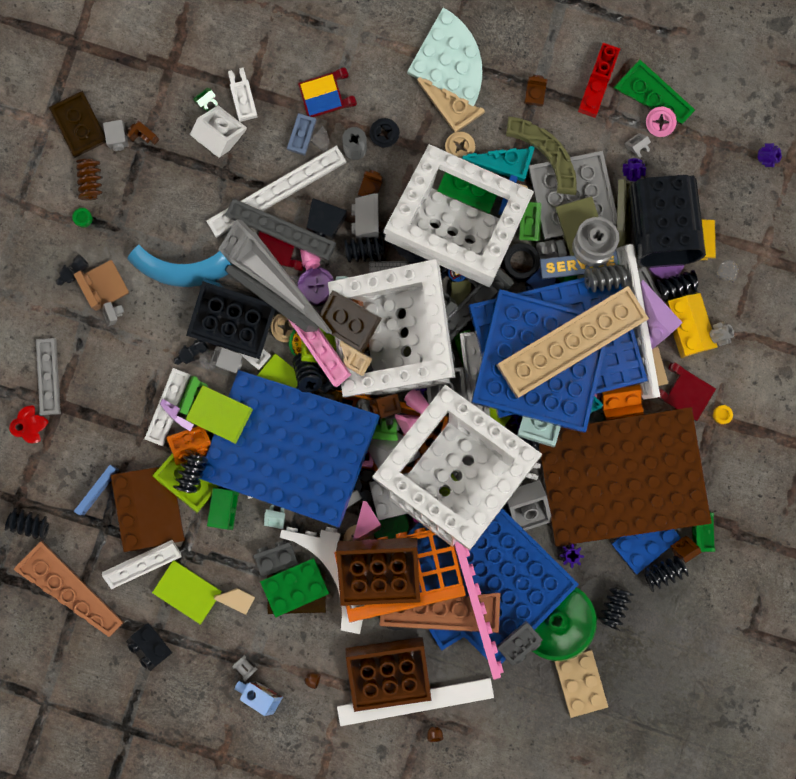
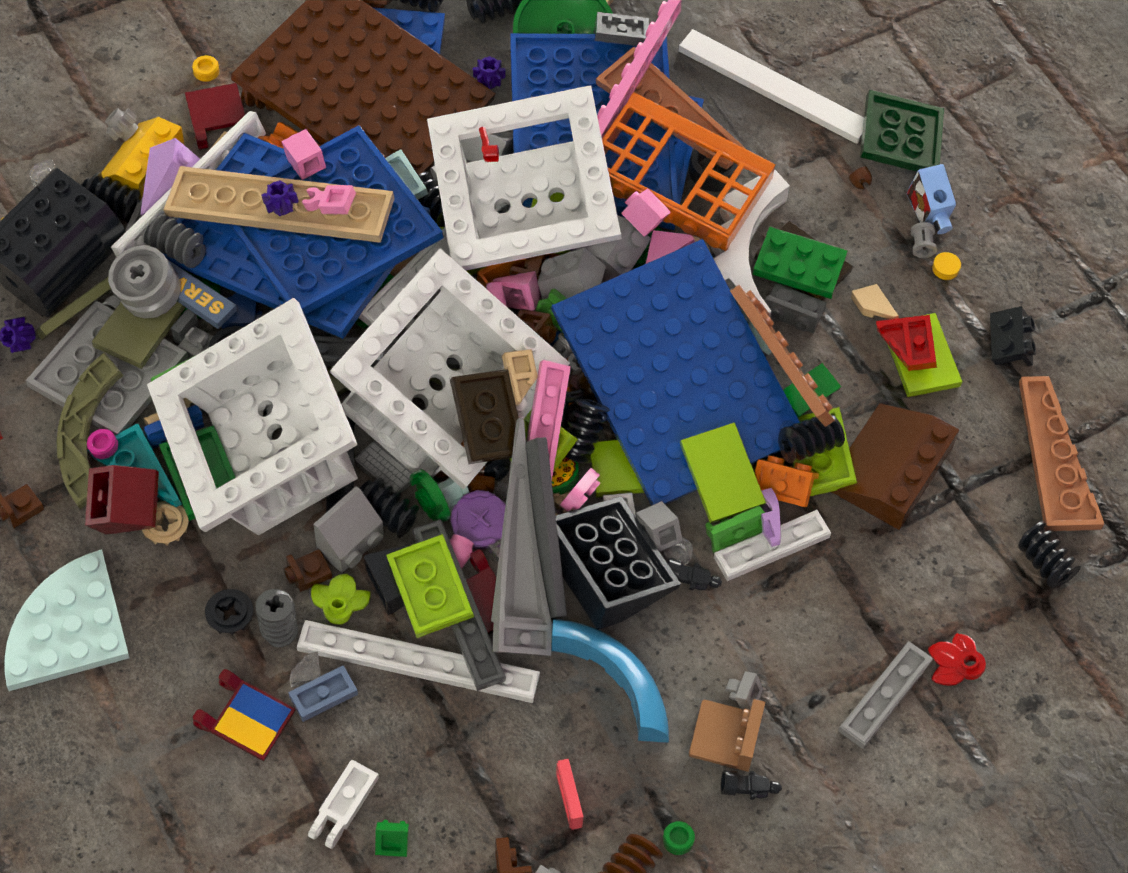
camera: 140 degrees left, 25 degrees down
(96, 490) = (935, 524): medium blue tile -> none
(141, 564) = (950, 412): white tile -> none
(146, 189) = (569, 794): none -> coral tile
(194, 589) = (910, 340): none -> red wing
(217, 131) = (415, 783): white slope -> none
(220, 664) = (946, 266): none -> yellow tile
(256, 507) = (790, 362): none -> nougat wing
(280, 341) = (587, 485): none -> bright pink plate
(299, 221) = (430, 586): none -> lime tile
(315, 732) = (901, 131): none -> dark green plate
(344, 189) = (339, 598): none -> lime plate
(345, 269) = (430, 496): none -> green tile
(378, 571) = (698, 176): reddish brown slope -> none
(388, 674) = (777, 121): reddish brown slope -> none
(389, 525) = (645, 211): none -> bright pink brick
(435, 734) = (782, 46): reddish brown hinge -> none
(452, 108) = (126, 565): tan wing -> none
(484, 457) = (490, 152): none -> red hand
(486, 131) = (121, 499): none -> dark red slope
(529, 153) = (102, 443): none -> dark pink tile
(541, 360) = (334, 200): none -> bright pink plate
(572, 333) = (280, 198): none -> dark purple gear
(592, 382) = (304, 154): none -> bright pink brick

